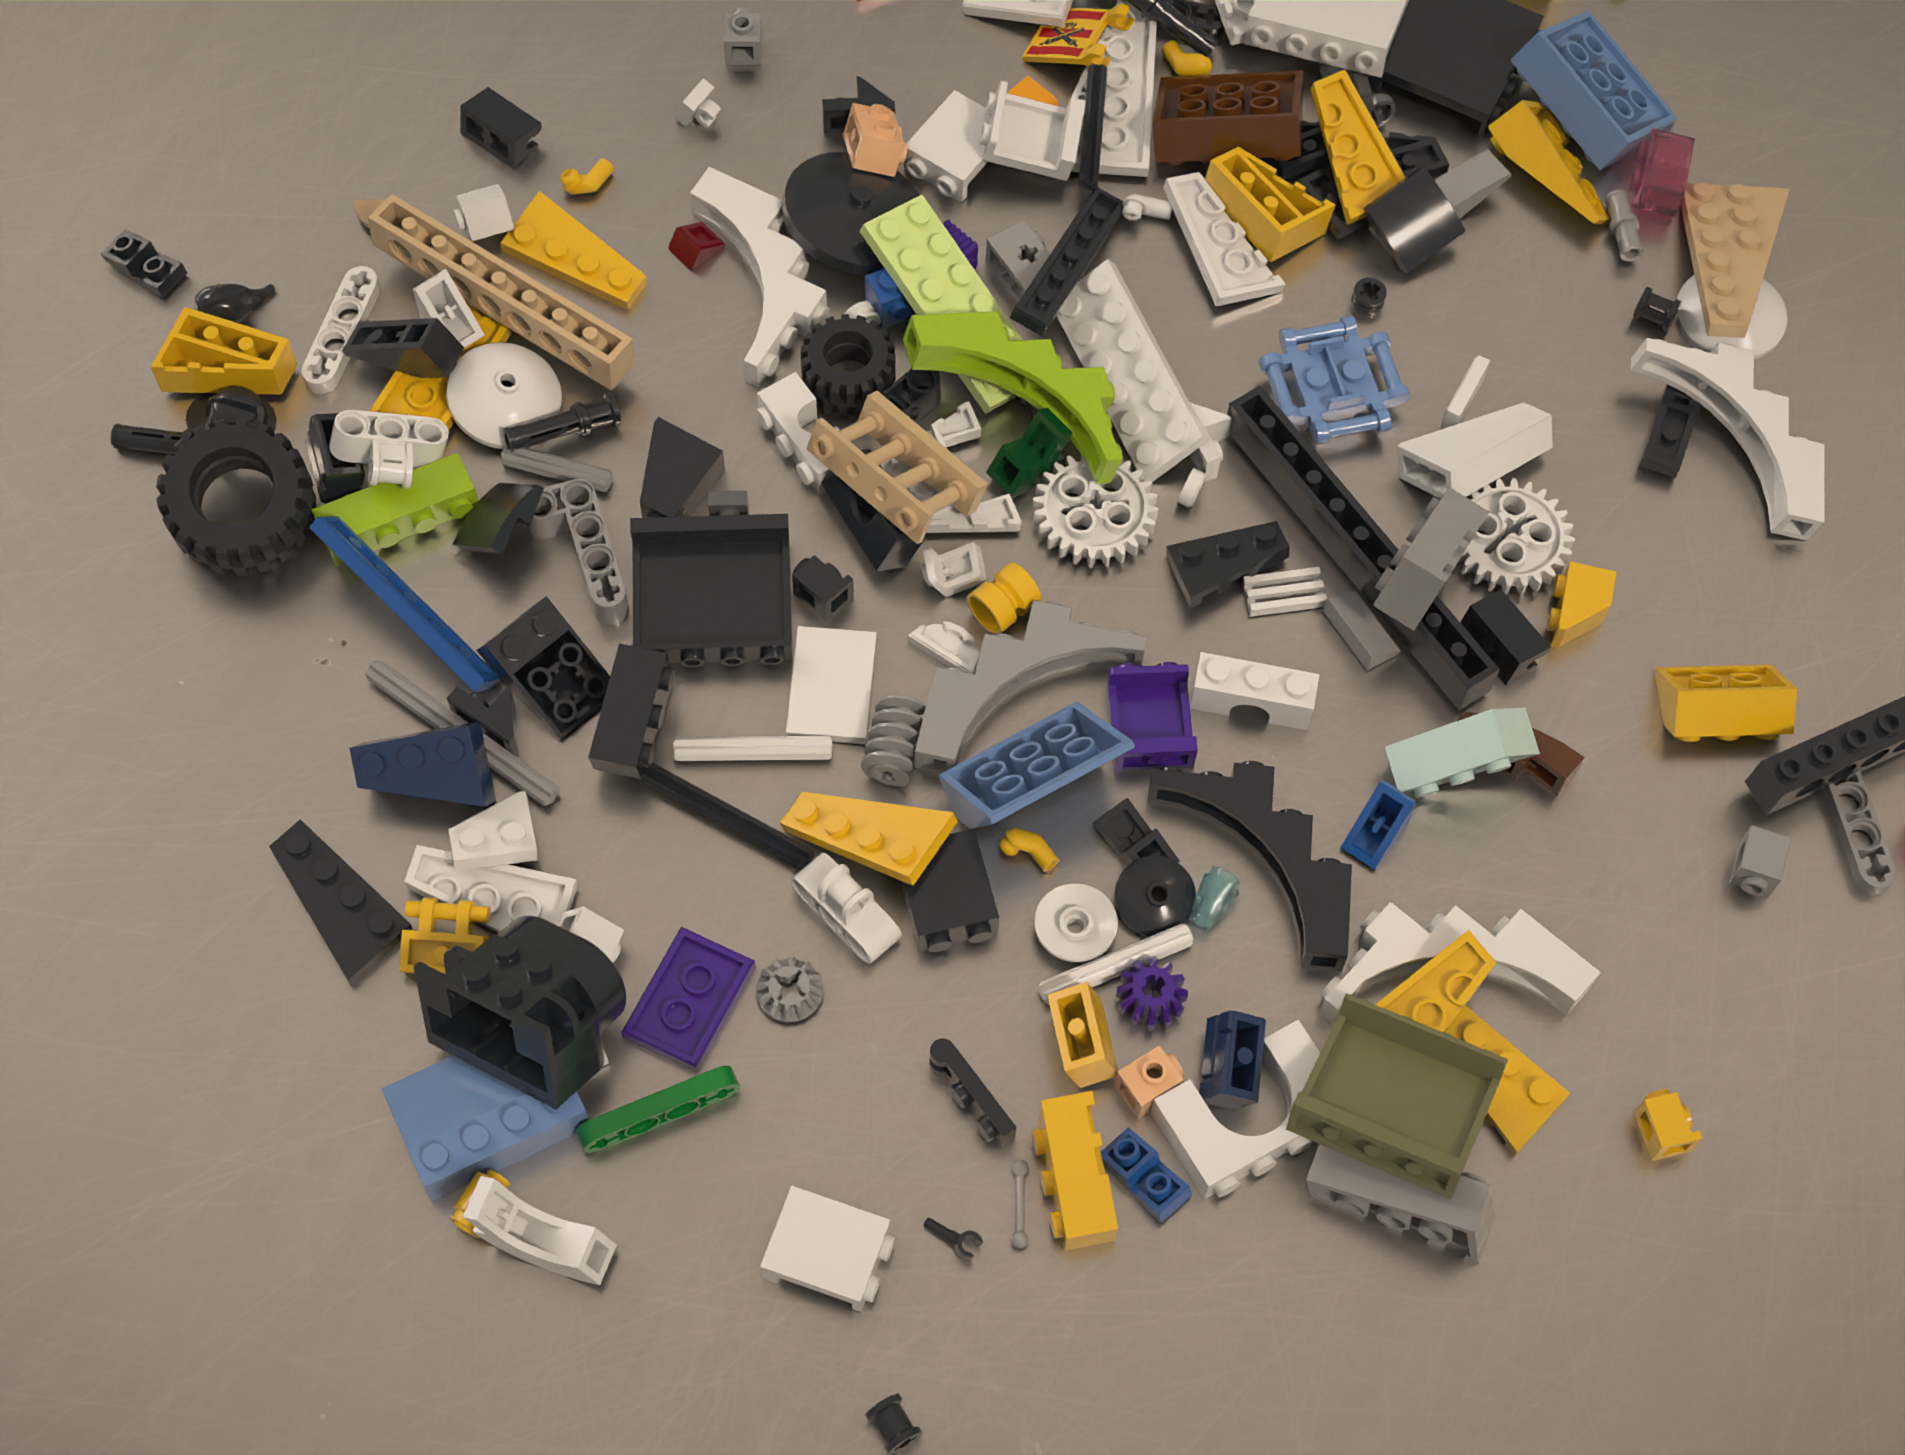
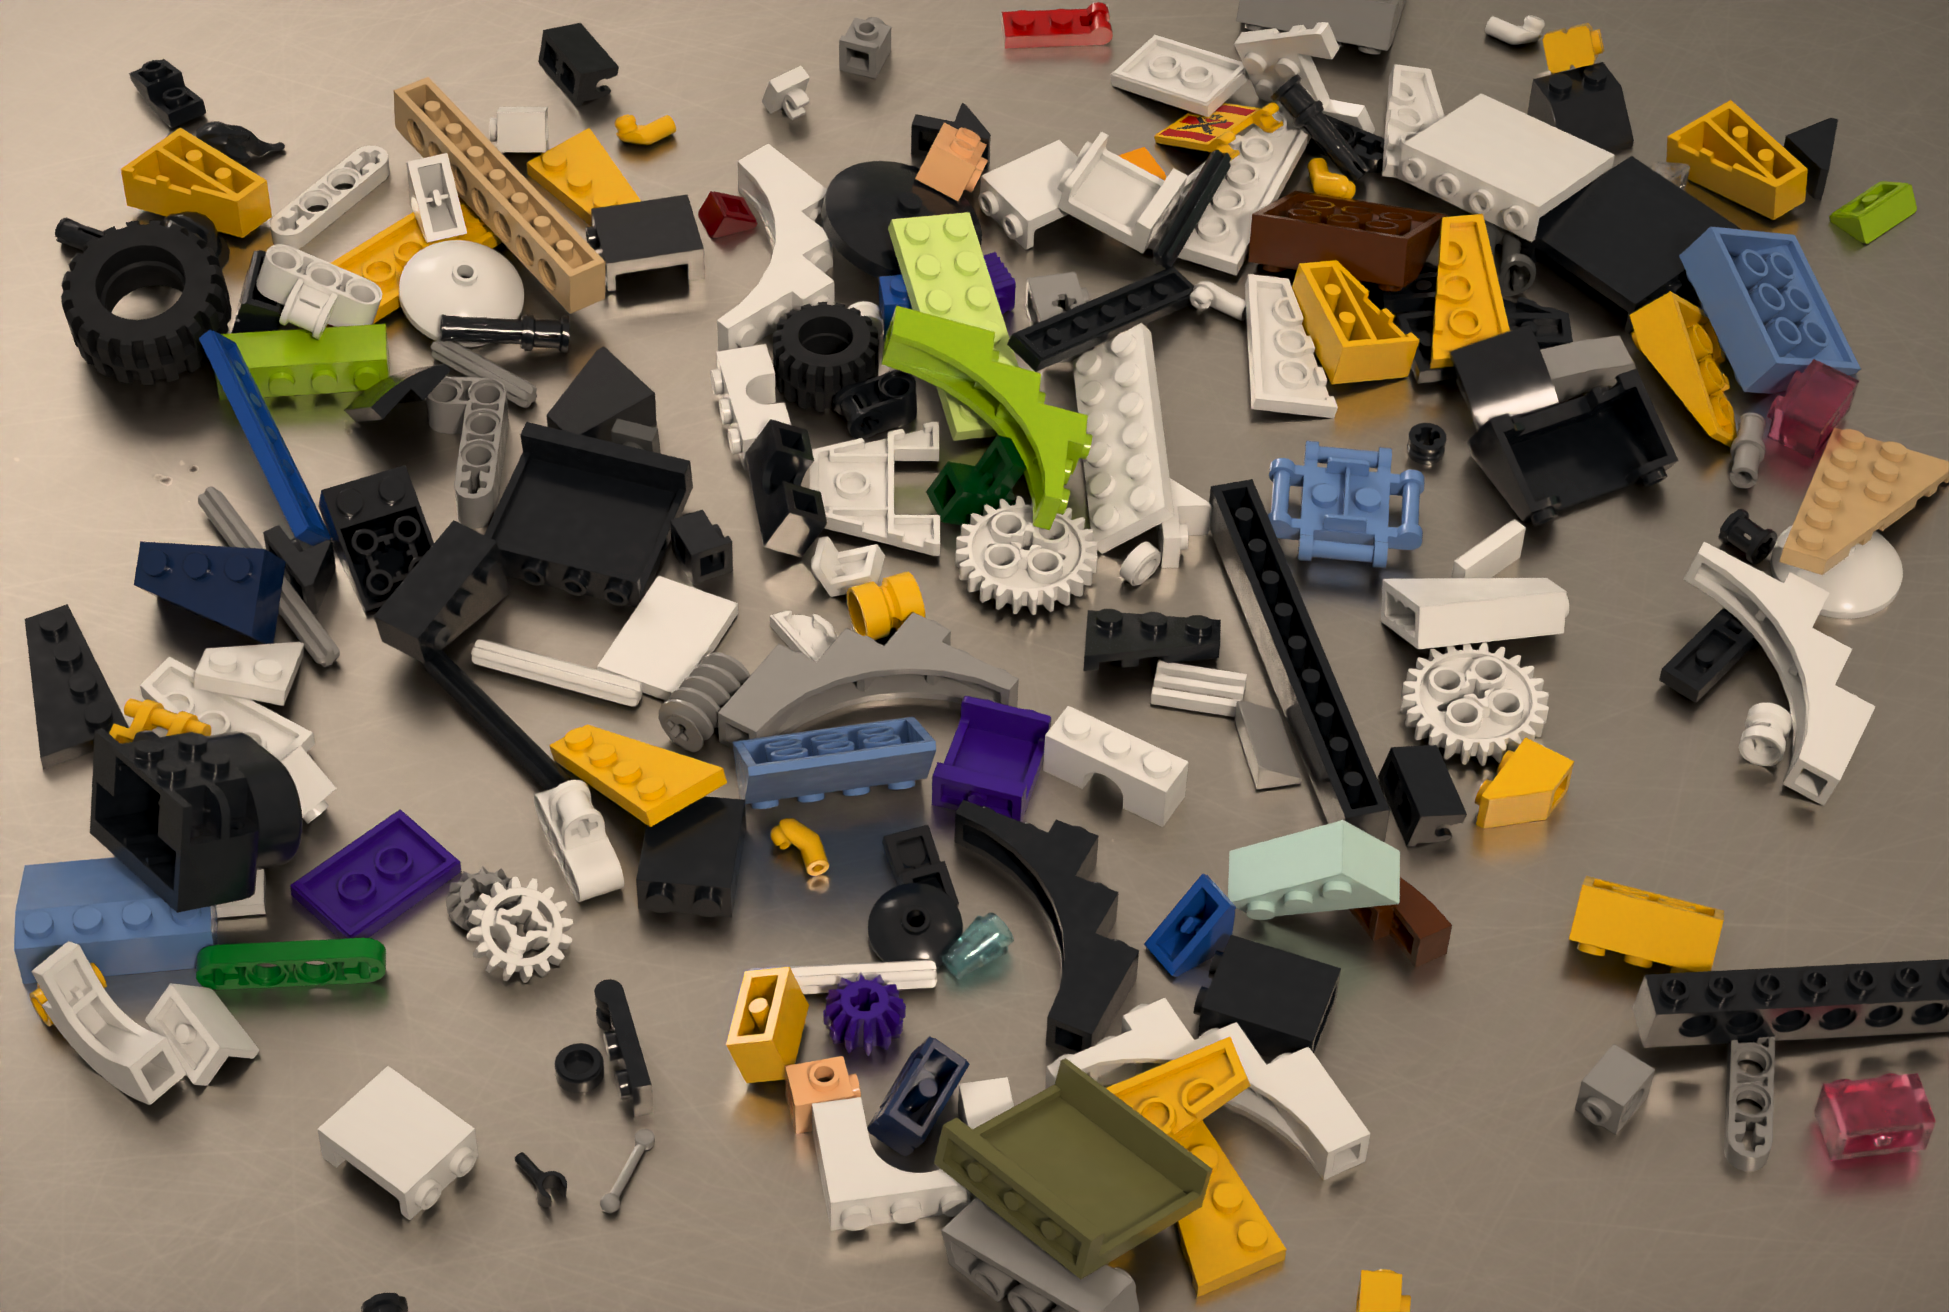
camera: 20 degrees right, 15 degrees down
(407, 346) = (383, 219): black slope -> none
(609, 1199) = (199, 1030): none -> white panel
(642, 291) = (647, 237): none -> black panel
(838, 996) = (502, 926): none -> white gear
(915, 449) = (846, 429): tan fence -> none
(938, 1121) = (579, 1068): none -> black tile
(1074, 1172) = (697, 1146): yellow wedge -> none
(1077, 905) = (815, 910): white dish -> none
(1144, 1175) = (774, 1183): blue slope -> none
(1430, 558) = (1355, 675): light grey wedge -> none
(1466, 869) = (1271, 994): none -> black brick
(1494, 269) = (1575, 450): none -> black windscreen
(1744, 493) = (1765, 734): none -> white wheel

